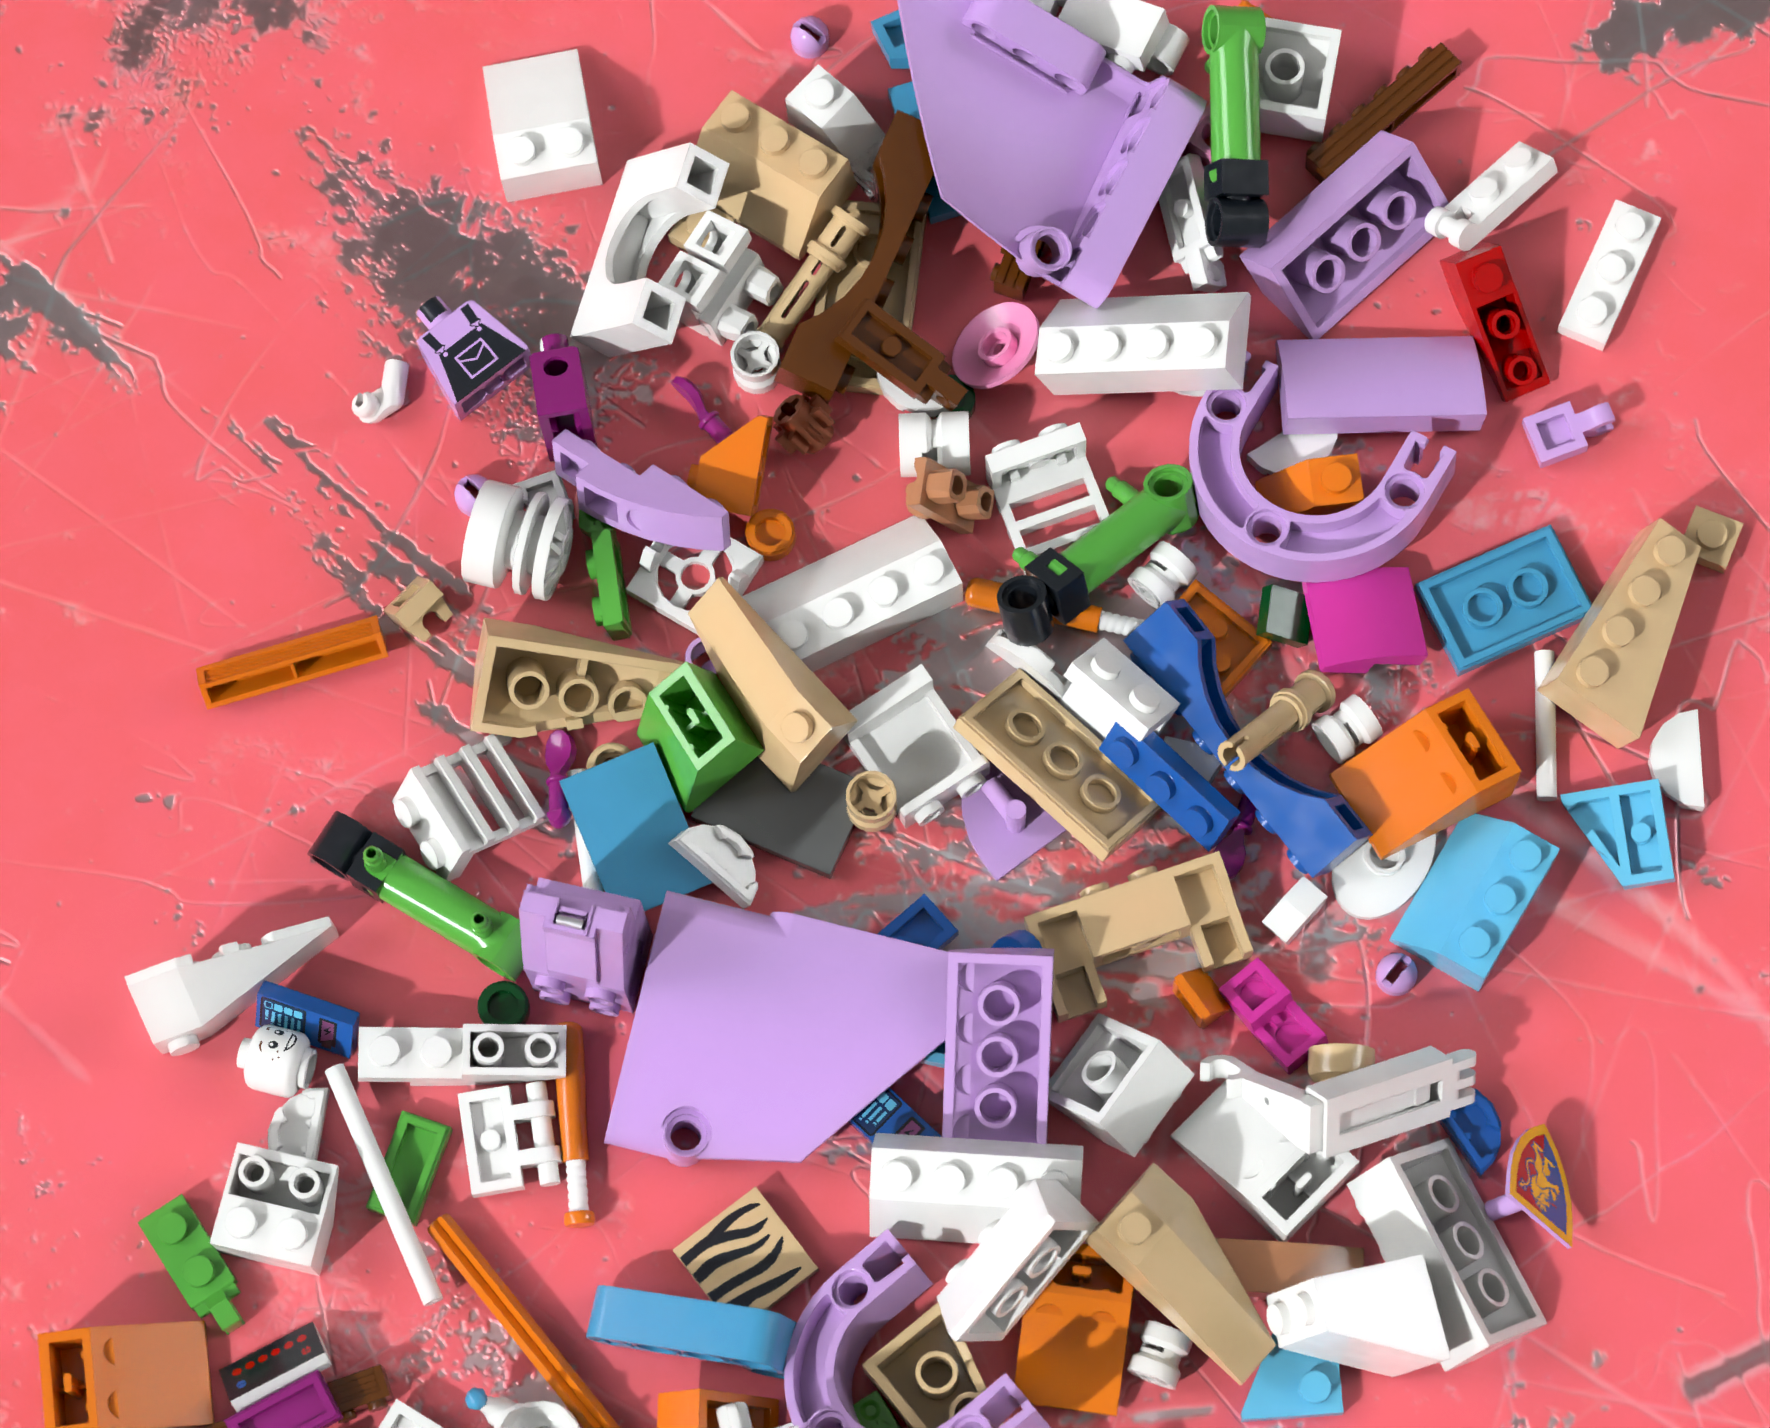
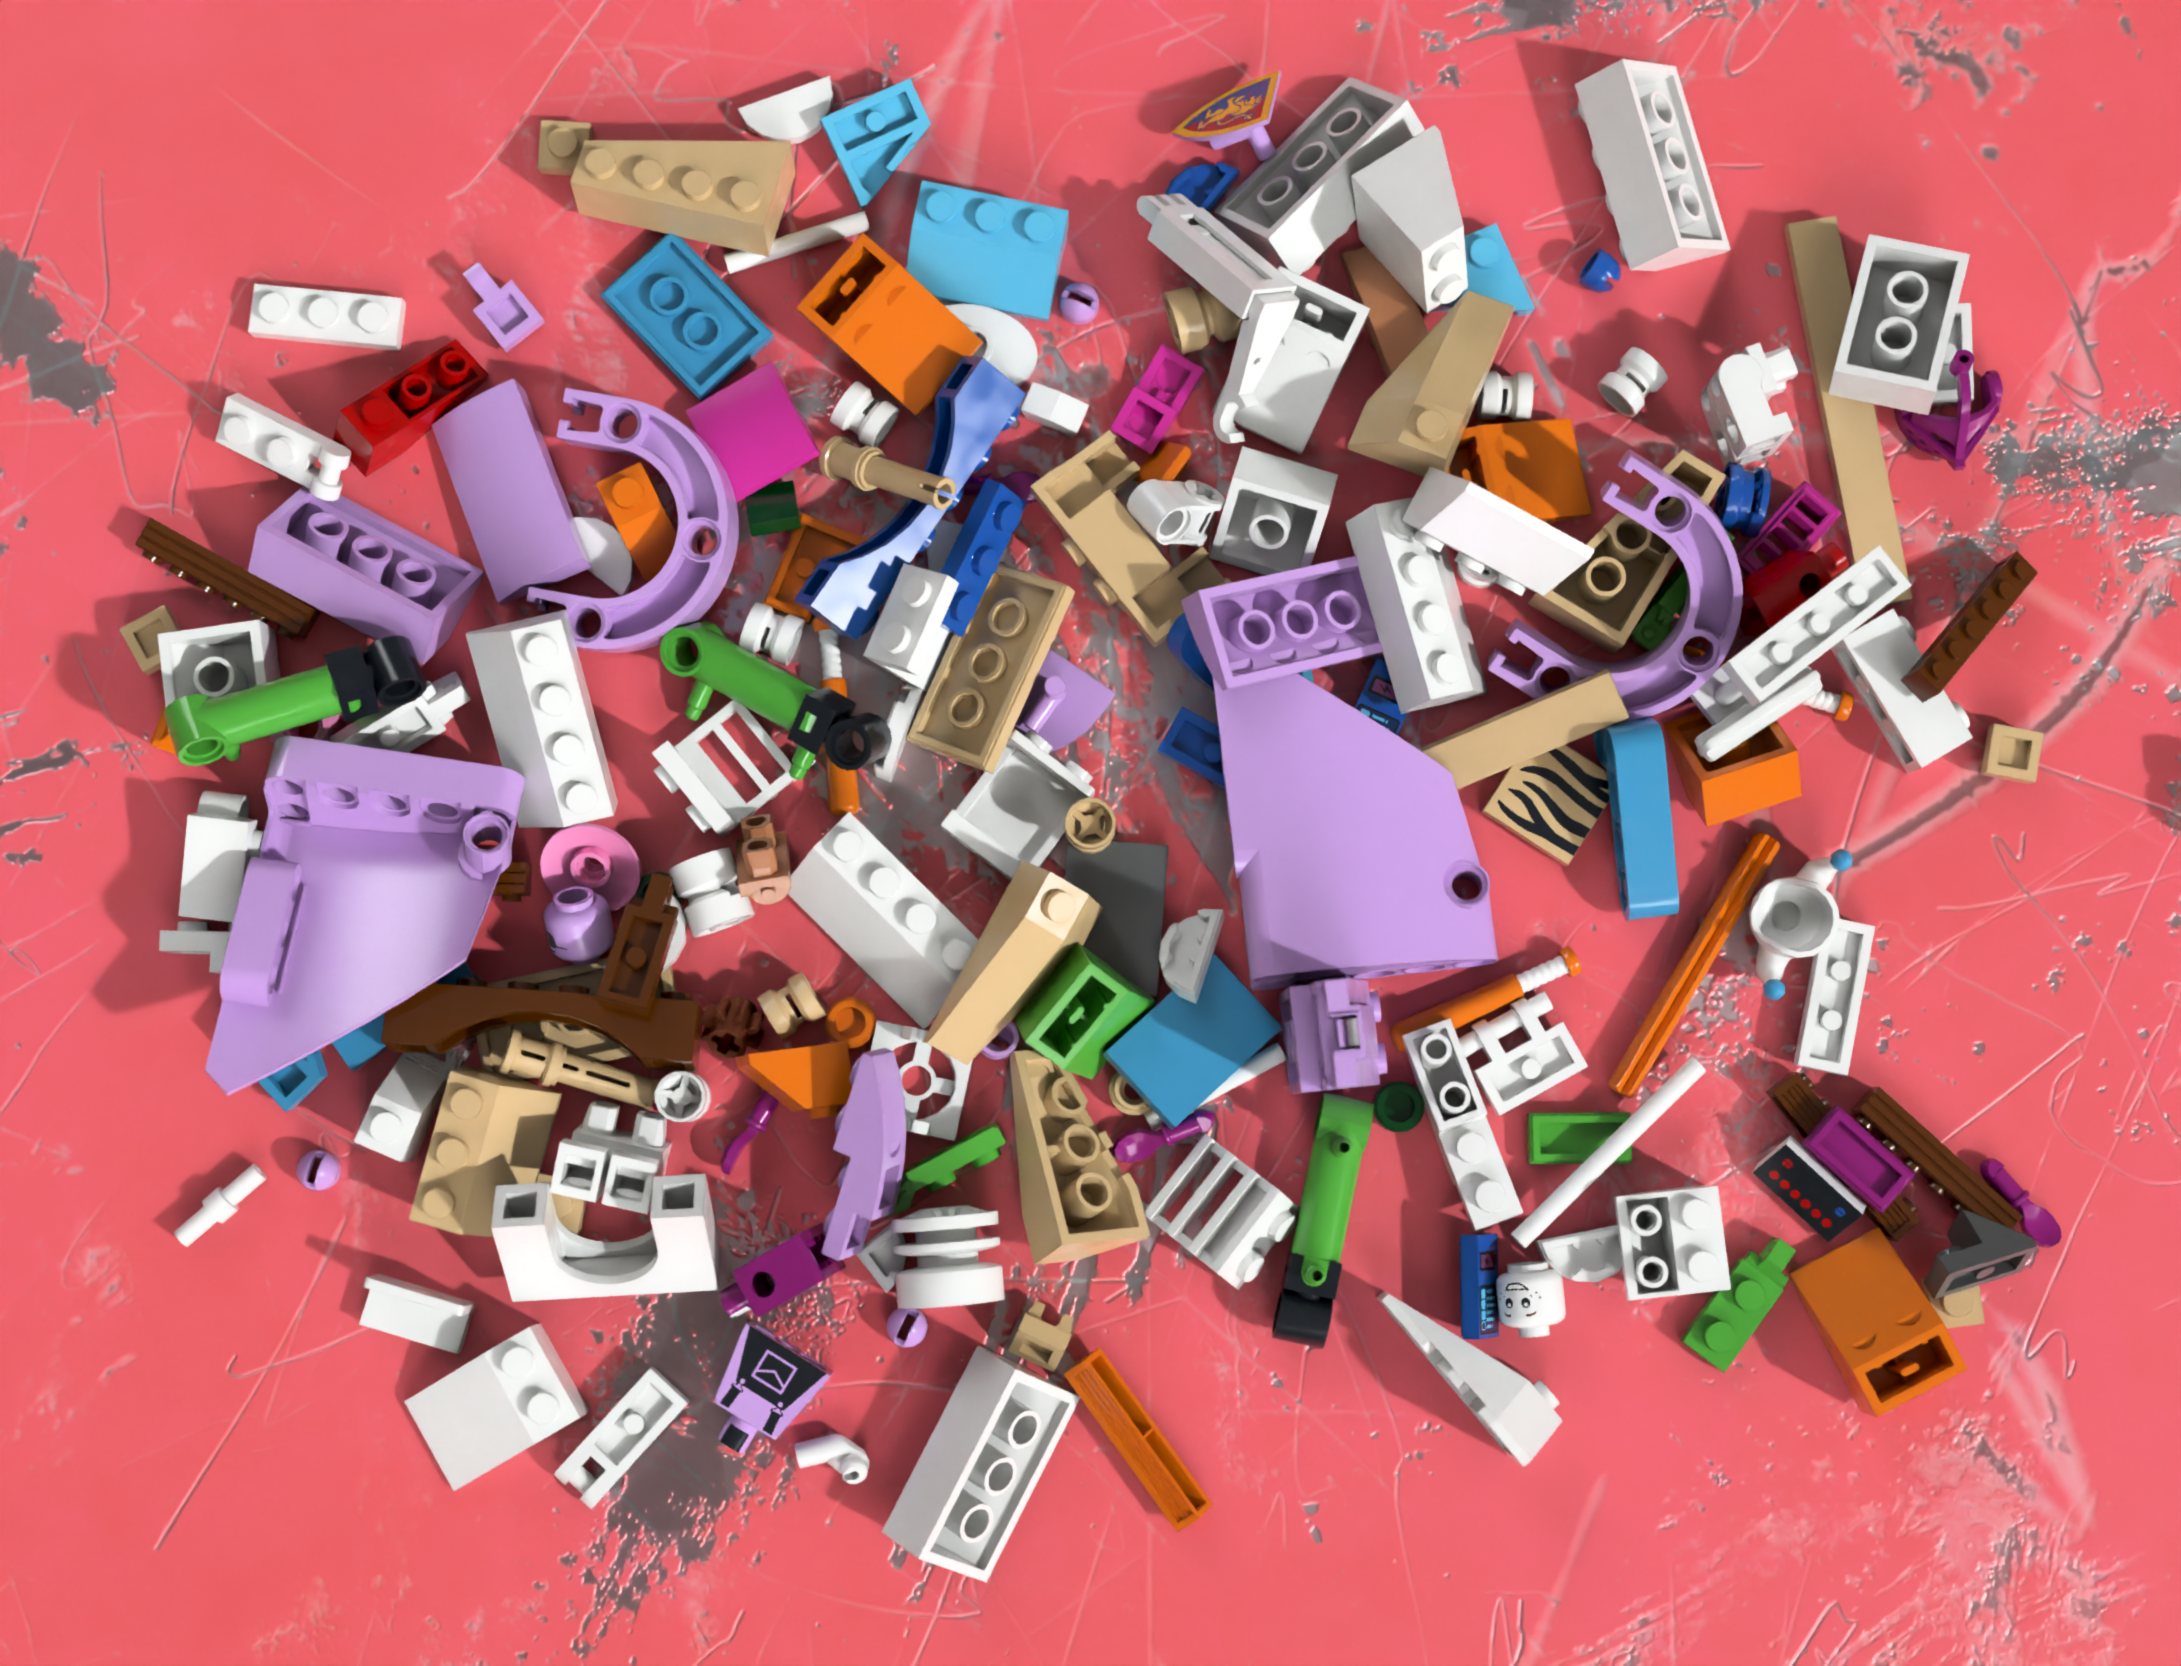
camera: 120 degrees left, 10 degrees up
(324, 516) = (980, 1465): none -> white slope
(473, 220) = (623, 1436): none -> white plate
(651, 81) = (416, 1313): none -> white panel
(804, 483) = (782, 1012): none -> tan wheel
(814, 1249) = (1530, 729): none -> tan tile
(947, 317) = (578, 925): none -> lavender head
(1149, 983) = (1175, 510): none -> white piece
(1356, 36) = (143, 638): none -> tan plate

